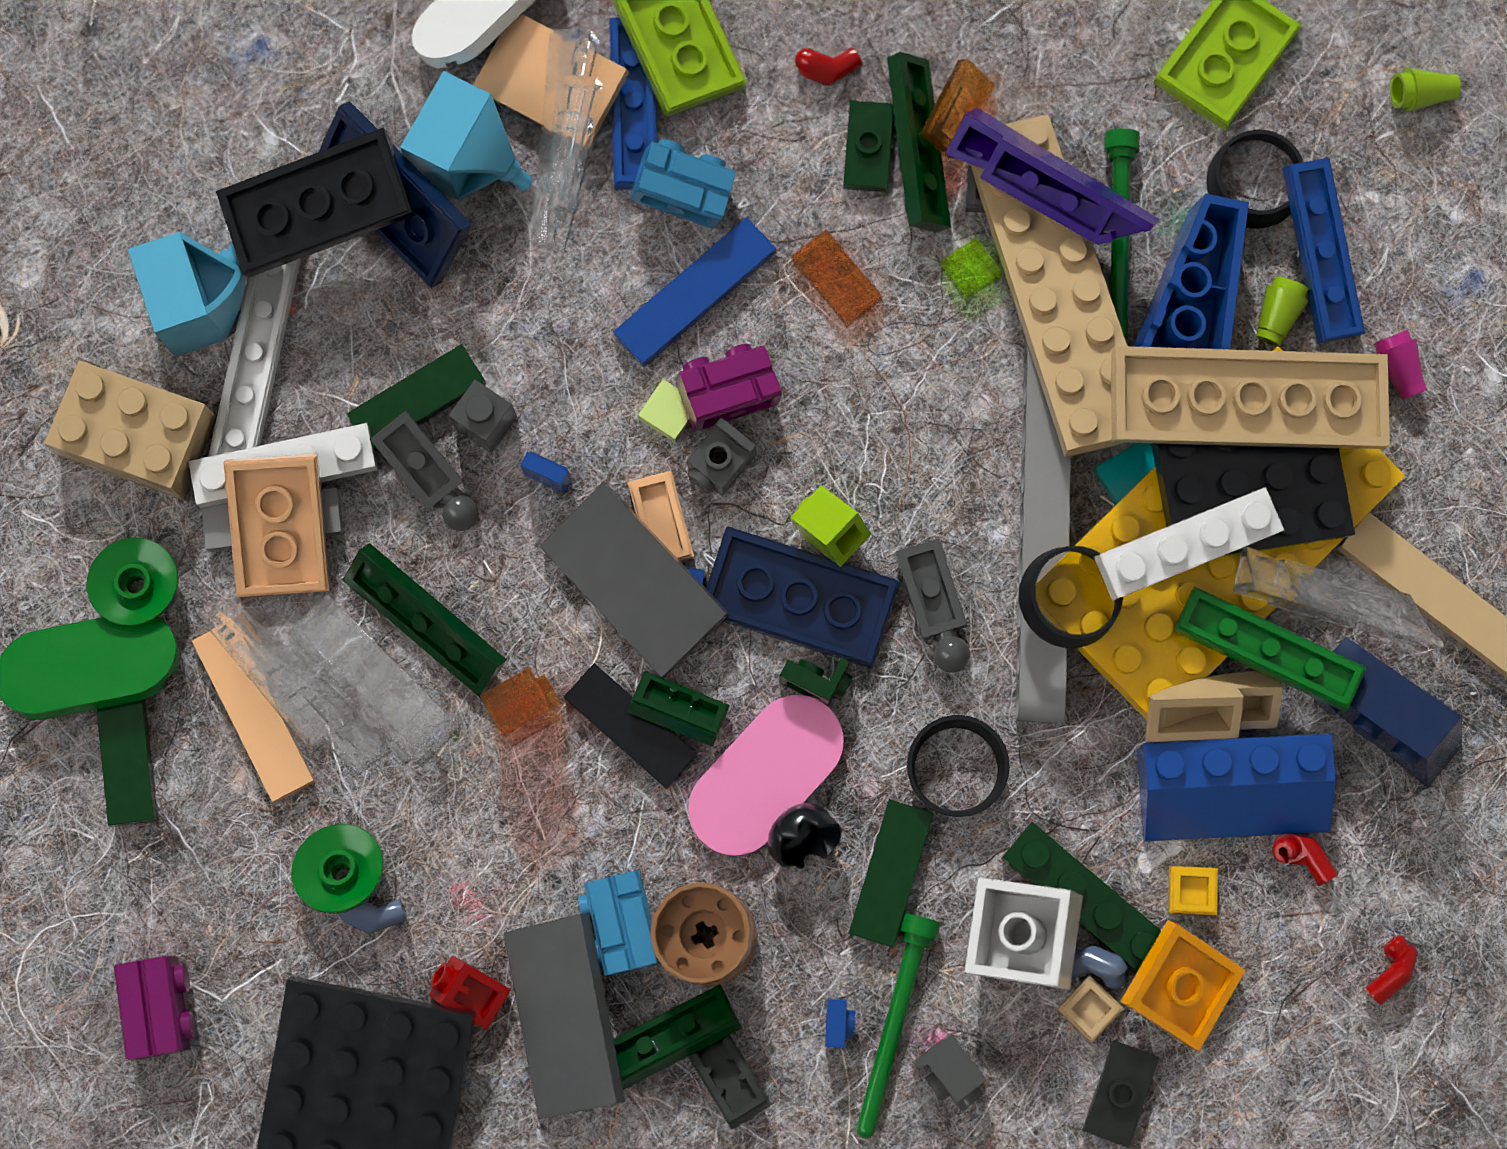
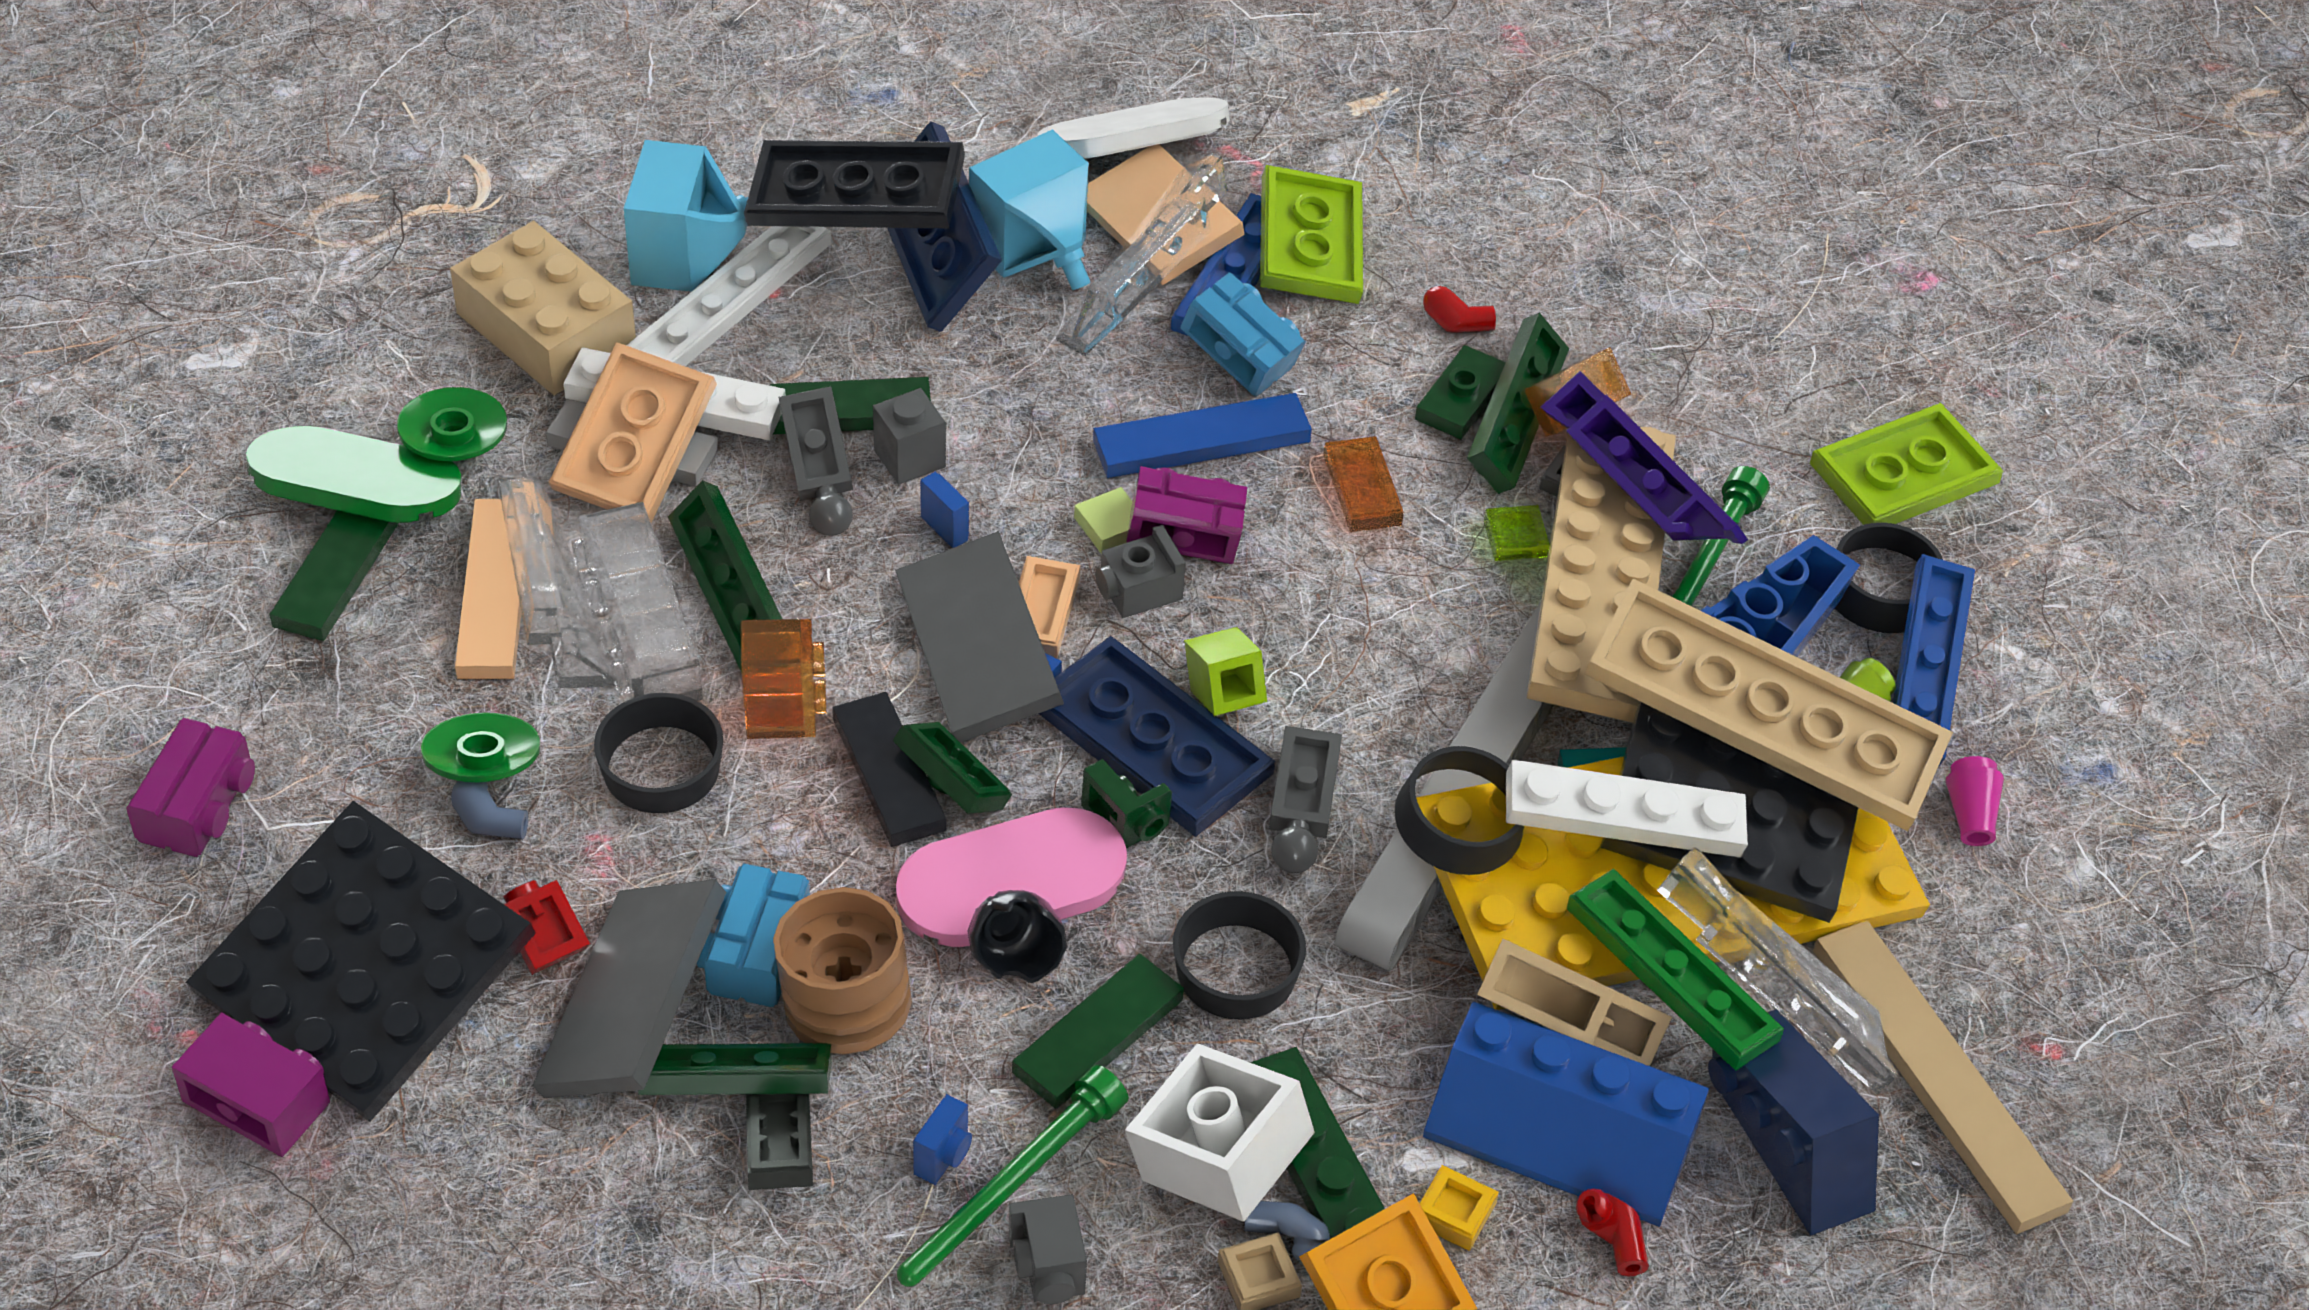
camera: 20 degrees right, 30 degrees down
(429, 775) = (650, 712): none -> black tyre
(1422, 88) = (2119, 572): lime cone -> none

